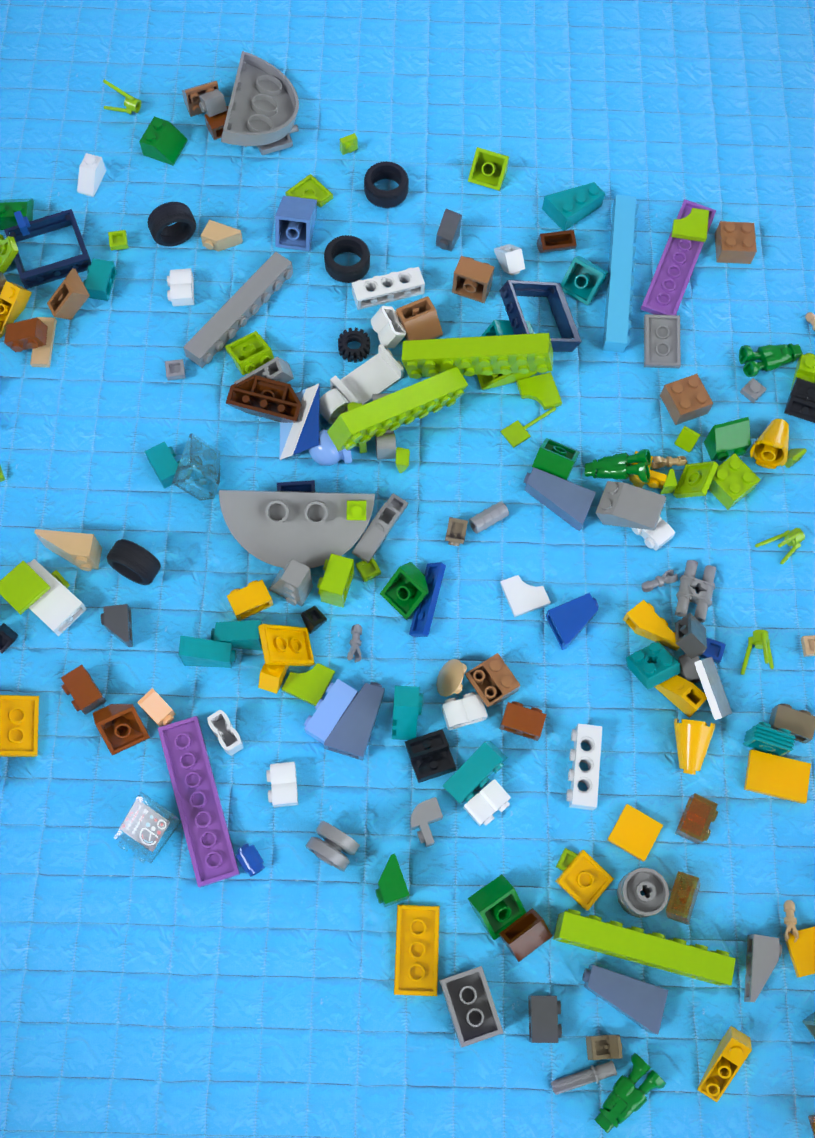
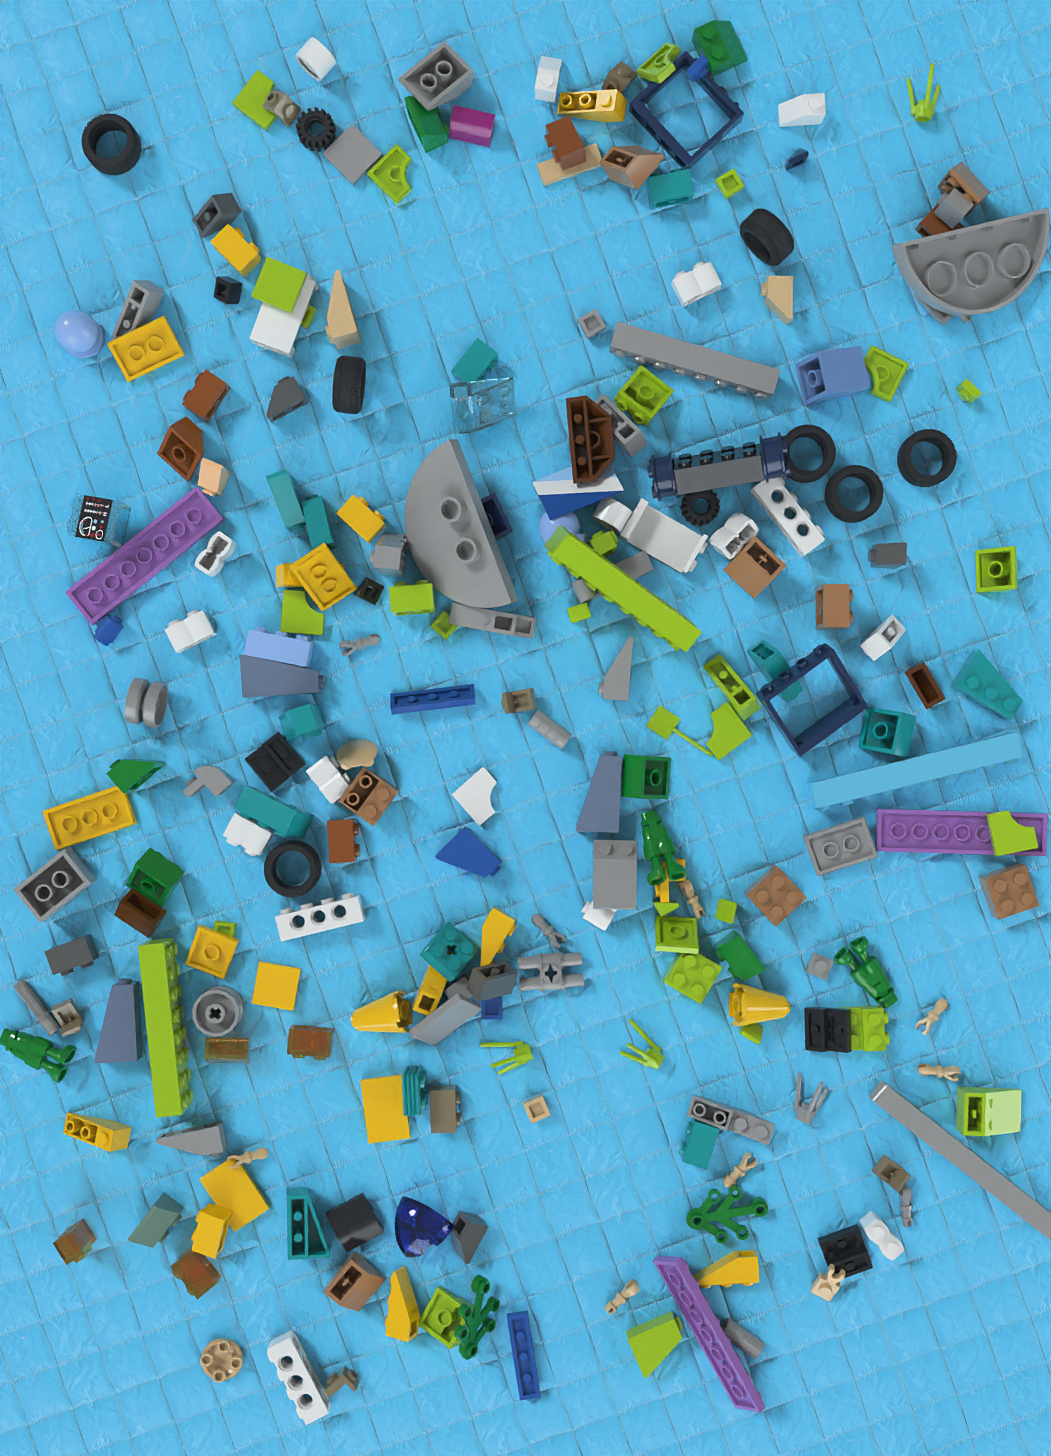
camera: 70 degrees right, 20 degrees up
(123, 191) = (798, 158): none -> dark blue slope
(162, 141) = (883, 172): green slope -> none
(338, 290) = (719, 468): none -> brick
(356, 510) = (487, 590): lime plate -> none
(391, 224) = (870, 479): none -> black tyre
(406, 589) = (434, 674): green slope -> none
(466, 450) = (617, 679): none -> light grey slope
(479, 355) = (725, 650): lime brick -> none
(542, 755) = (274, 881): none -> black tyre

